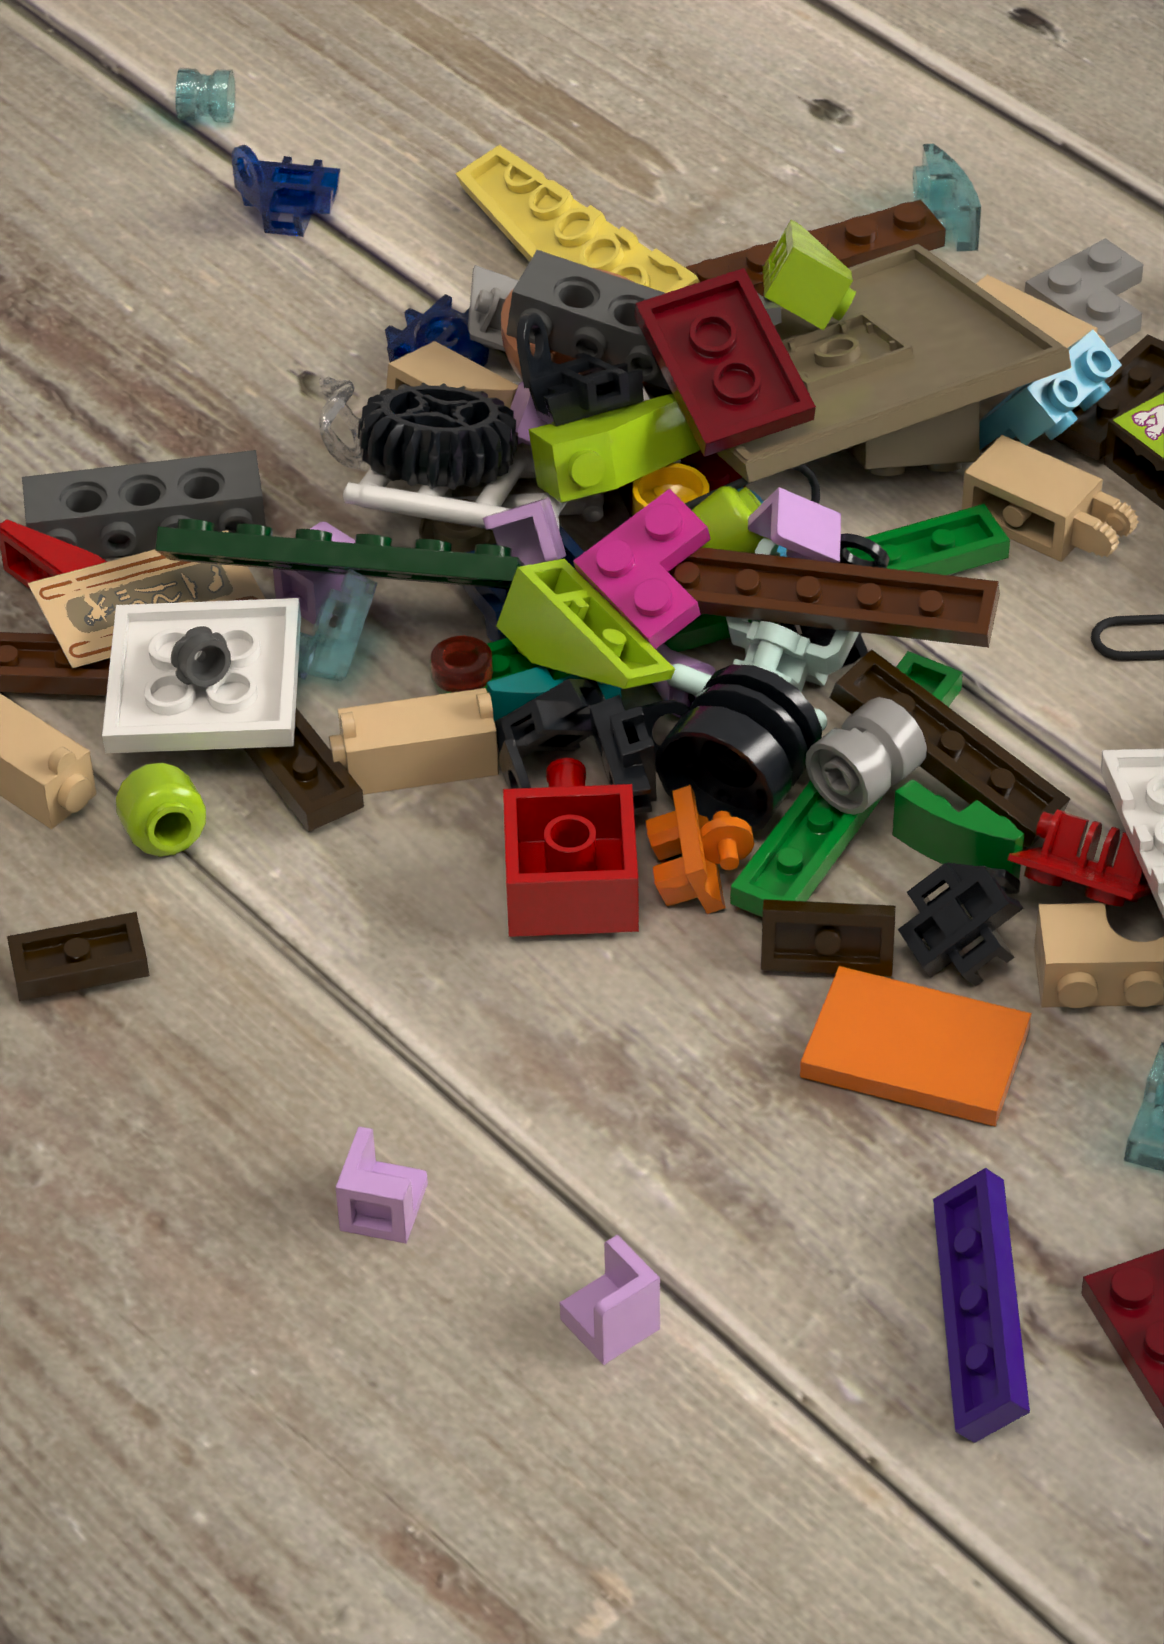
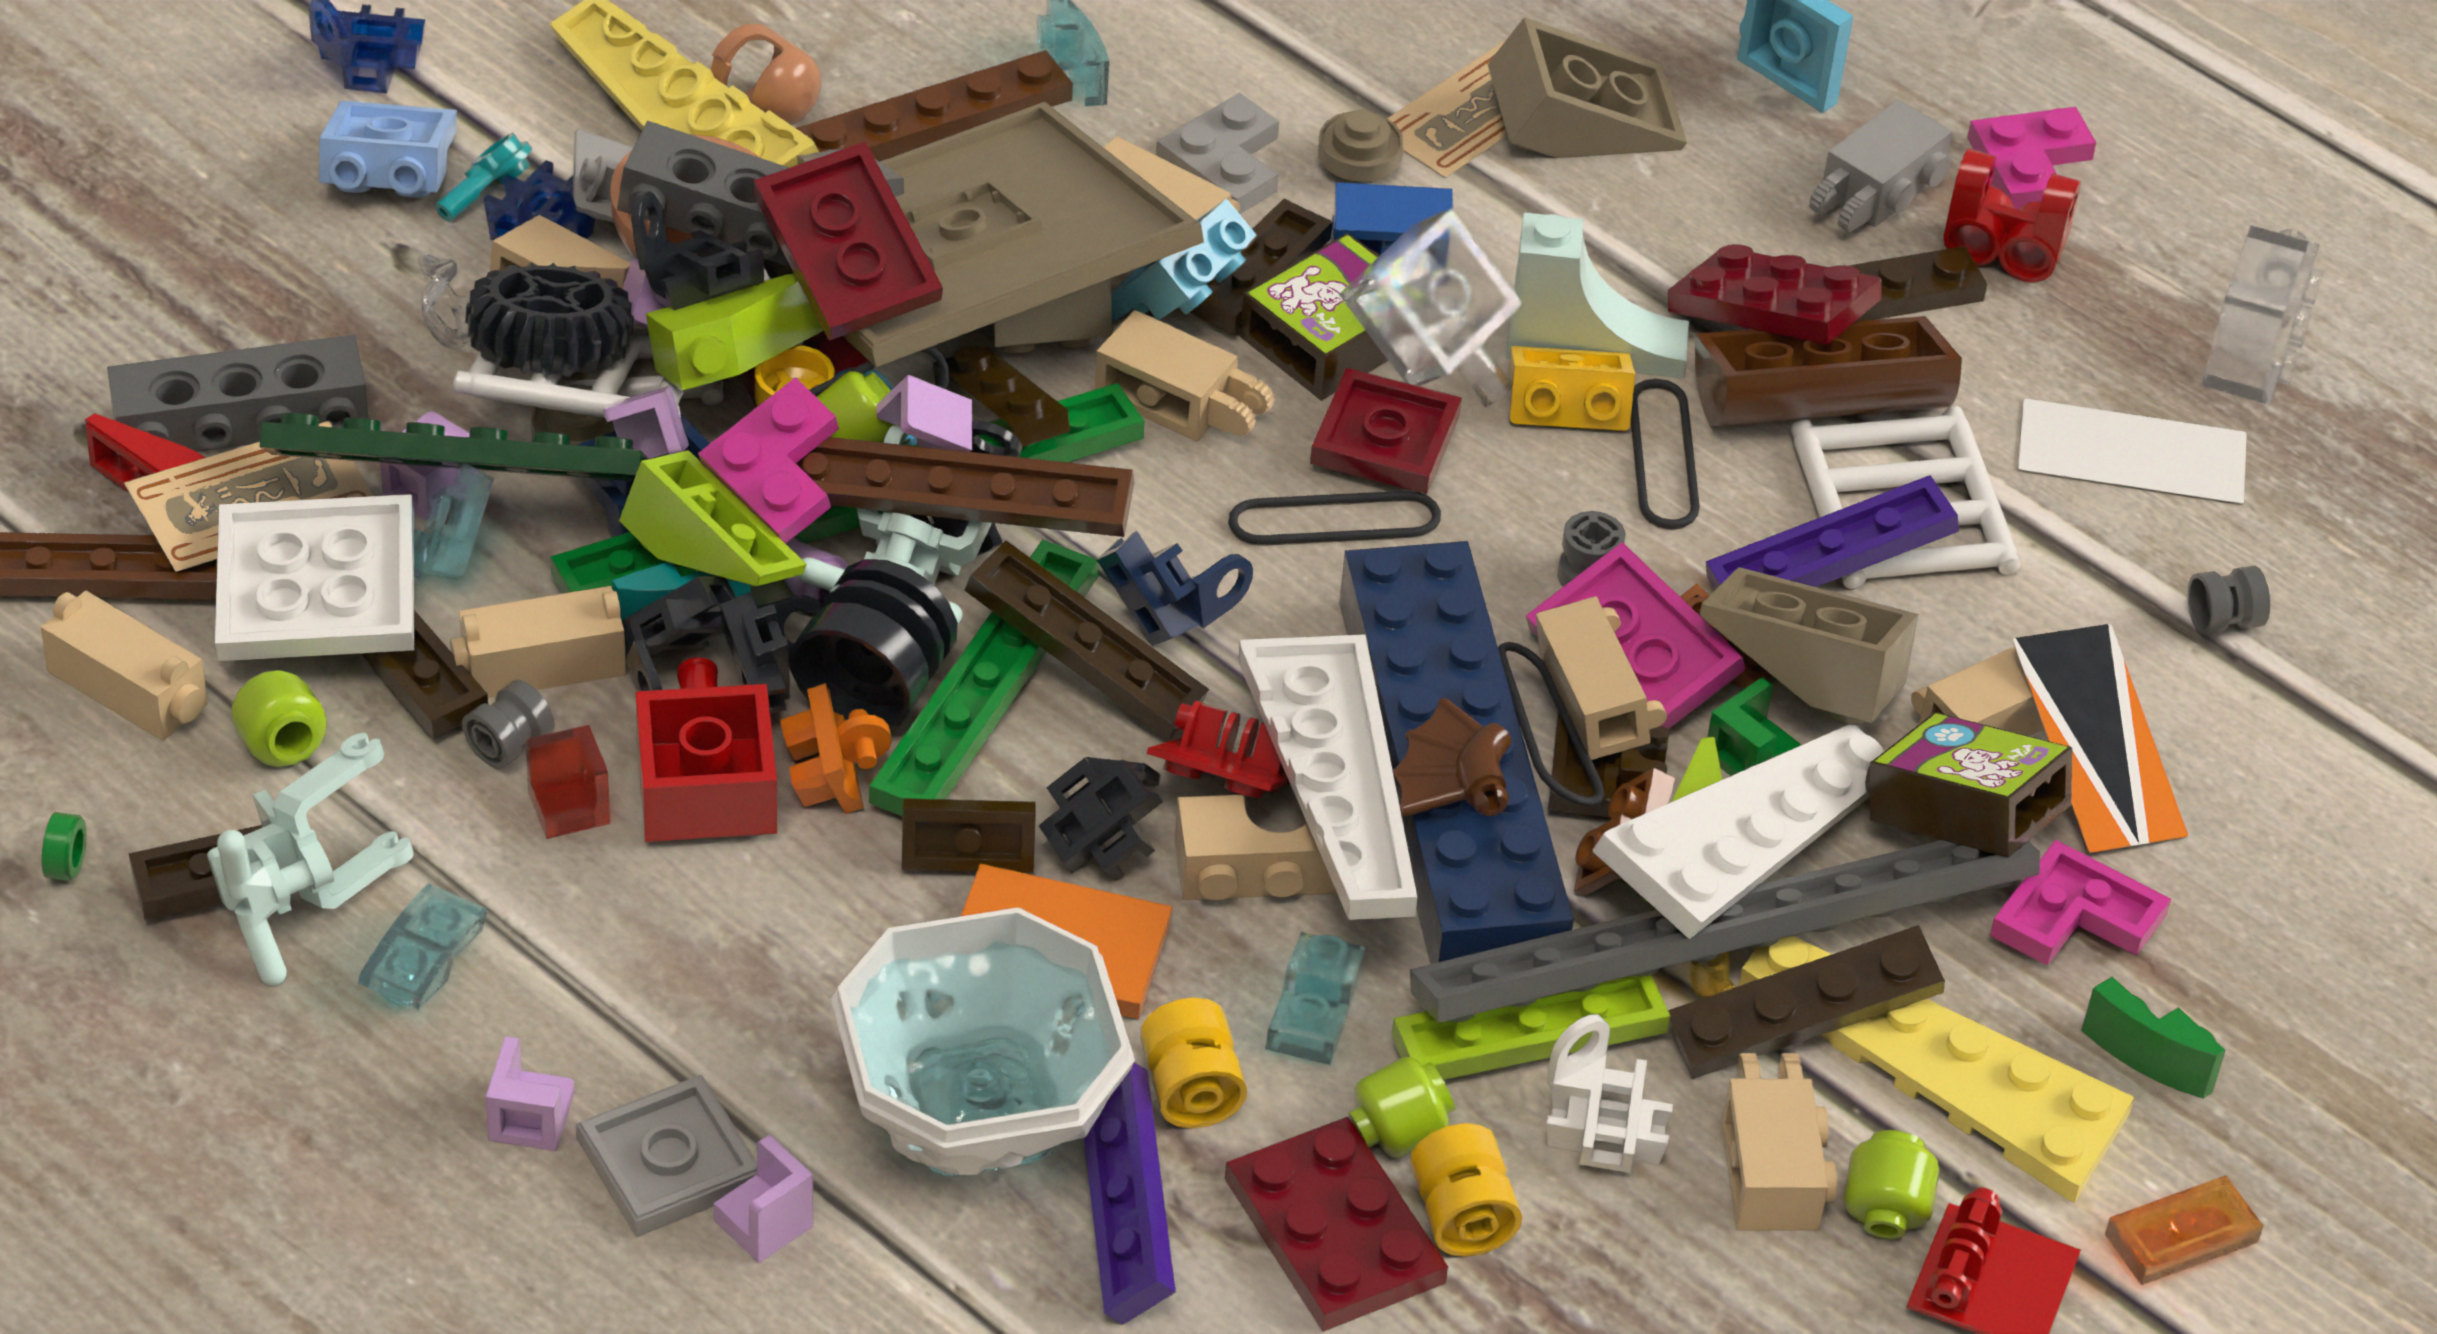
camera: 10 degrees left, 0 degrees up
(153, 943) = (285, 857): none -> light aqua piece
(209, 666) = (324, 567): dark grey plate -> none
(282, 1035) = (421, 946): none -> clear light blue slope
(297, 283) = (386, 148): none -> light blue plate
(382, 818) = (502, 728): none -> dark grey wheel
(403, 294) = (497, 161): none -> teal plate
(435, 876) = (567, 781): none -> clear red panel
(461, 664) = (584, 561): clear red tile -> none
(516, 1250) = (667, 1154): none -> light grey tile
(673, 227) = (786, 85): none -> nougat helmet
(807, 278) = (929, 143): lime slope -> none
(835, 1144) = (982, 1039): none -> rock
(866, 756) = (1003, 650): light grey wheel -> none
(875, 513) = (1004, 395): none -> dark brown plate
(945, 835) = (1103, 731): green slope -> none
(1027, 705) = (1164, 594): none -> dark blue piece
(1050, 1173) = (1193, 1063): none -> yellow wheel

